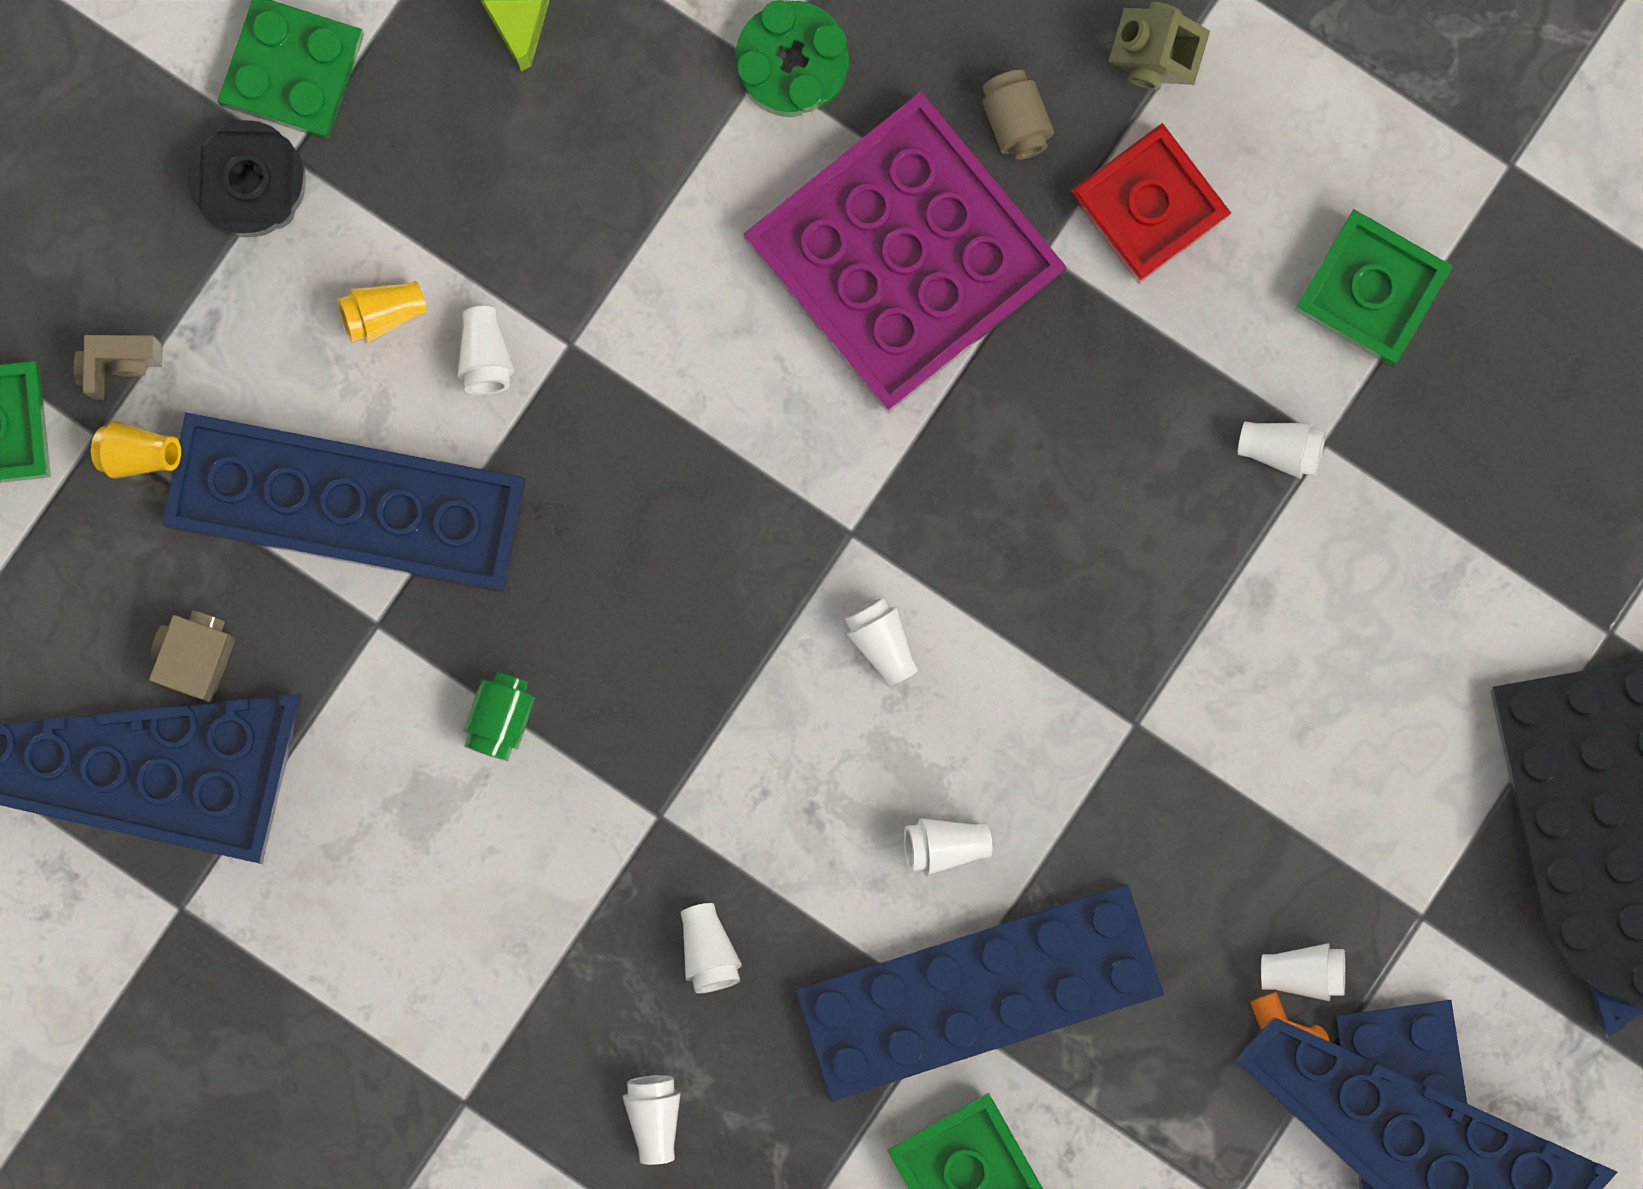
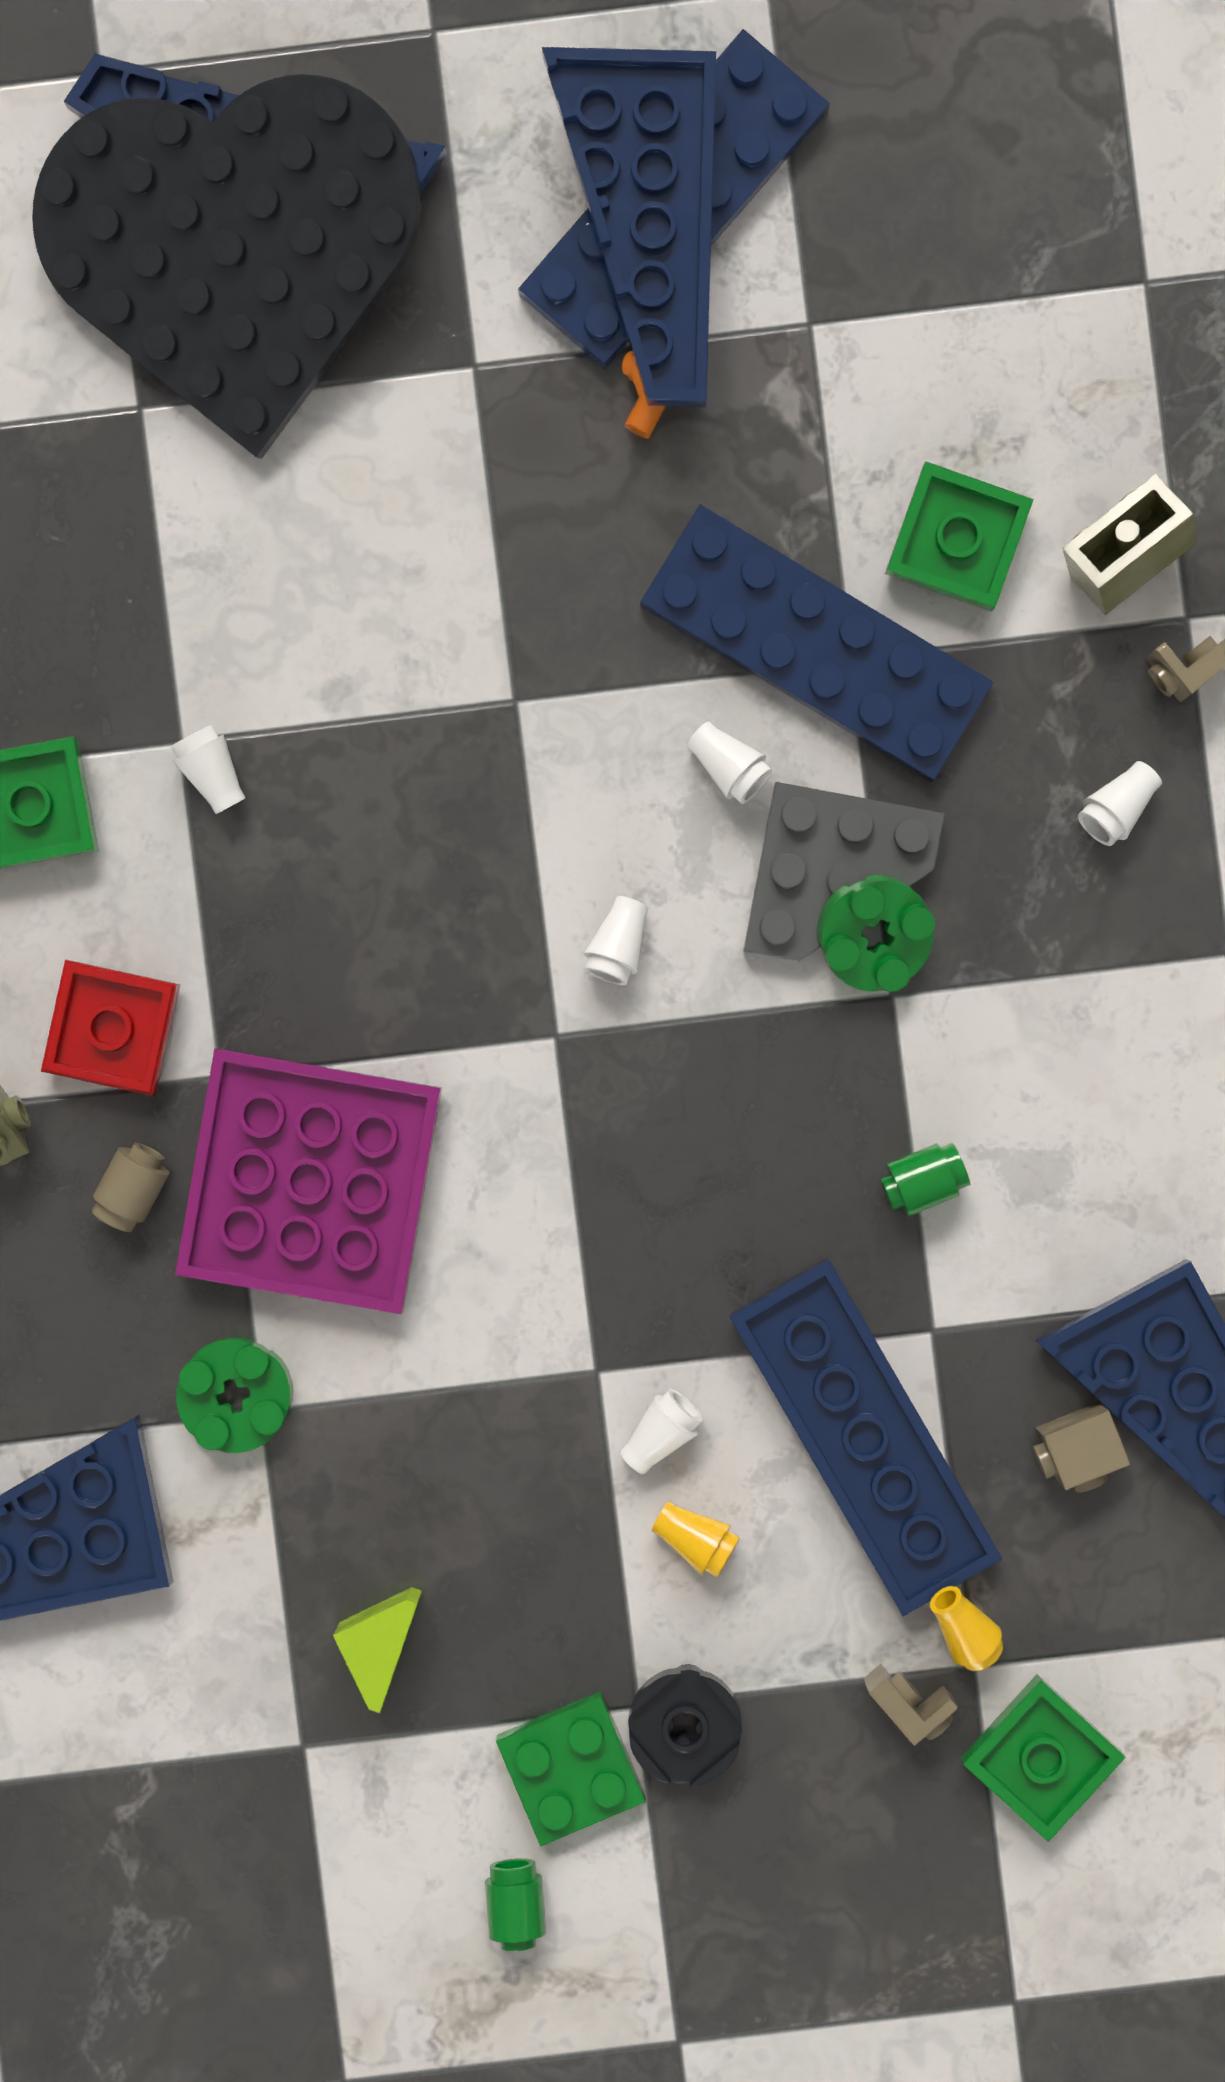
camera: 130 degrees left, 5 degrees up
(708, 951) = (962, 869): white cone -> none
(747, 851) = (889, 962): none -> green plate
(798, 855) = (820, 844): none -> dark grey plate
(1306, 972) = (590, 412): white cone -> none

